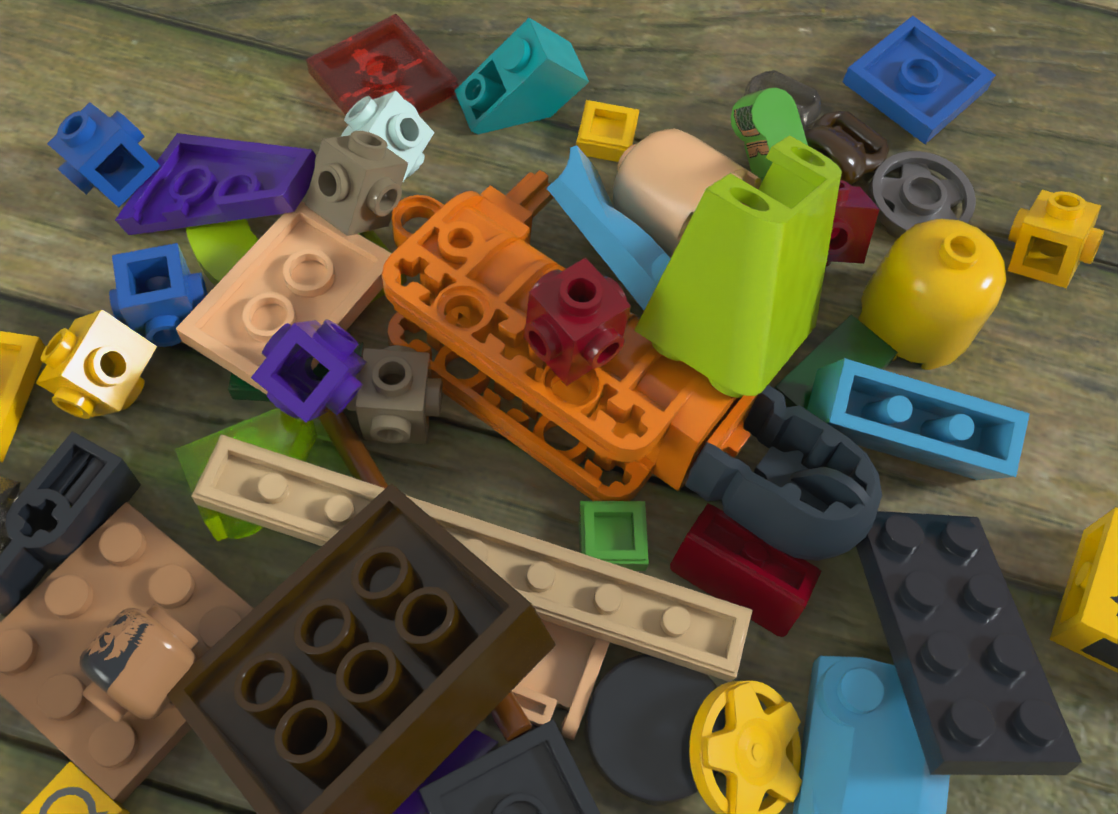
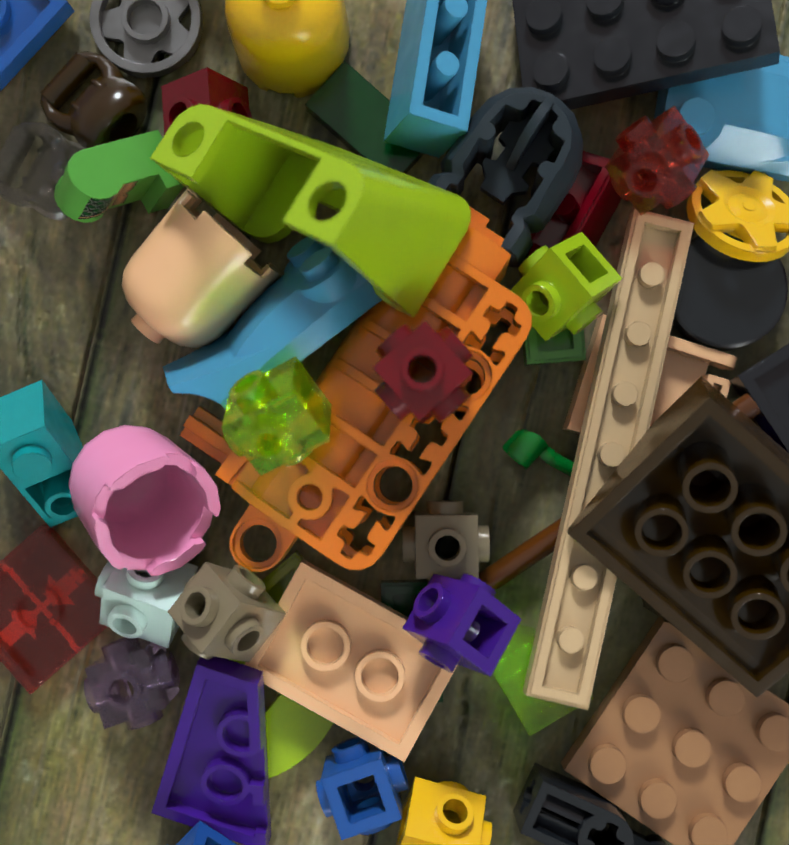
camera: 90 degrees left, 25 degrees up
(137, 663) = (732, 723): medium nougat head -> none
(301, 115) = (149, 670): none -> clear purple brick
(471, 127) = (142, 499): none -> bright pink cylinder
(488, 494) = (527, 446): none -> green hand
(542, 207) = (276, 416): none -> clear neon green brick
(606, 130) = (91, 357): yellow tile -> none
(663, 518) = (565, 285): none -> lime brick
(808, 633) = (657, 161): none -> clear red brick

